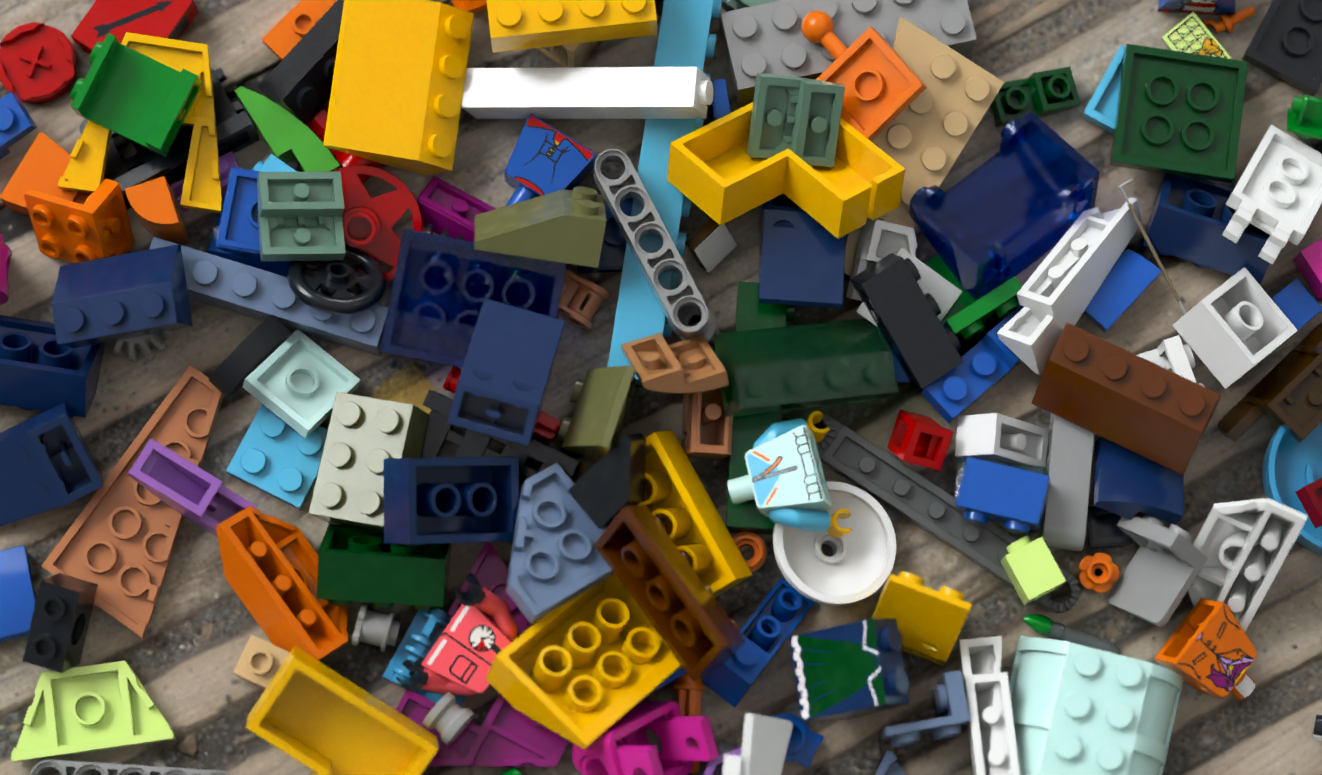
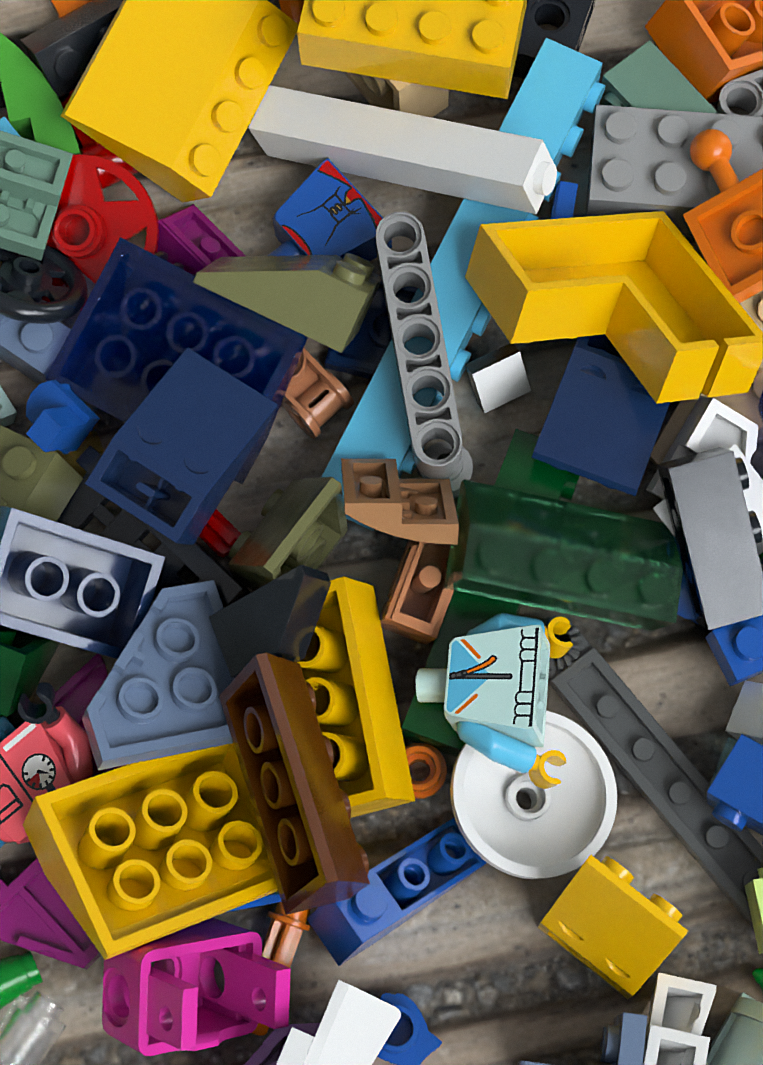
camera: 25 degrees right, 5 degrees down
(401, 376) = (58, 417): none -> blue piece
(795, 116) = (653, 242): sand green slope -> none
(849, 670) = (498, 966): slope -> none
(919, 440) = (685, 696): red brick -> none

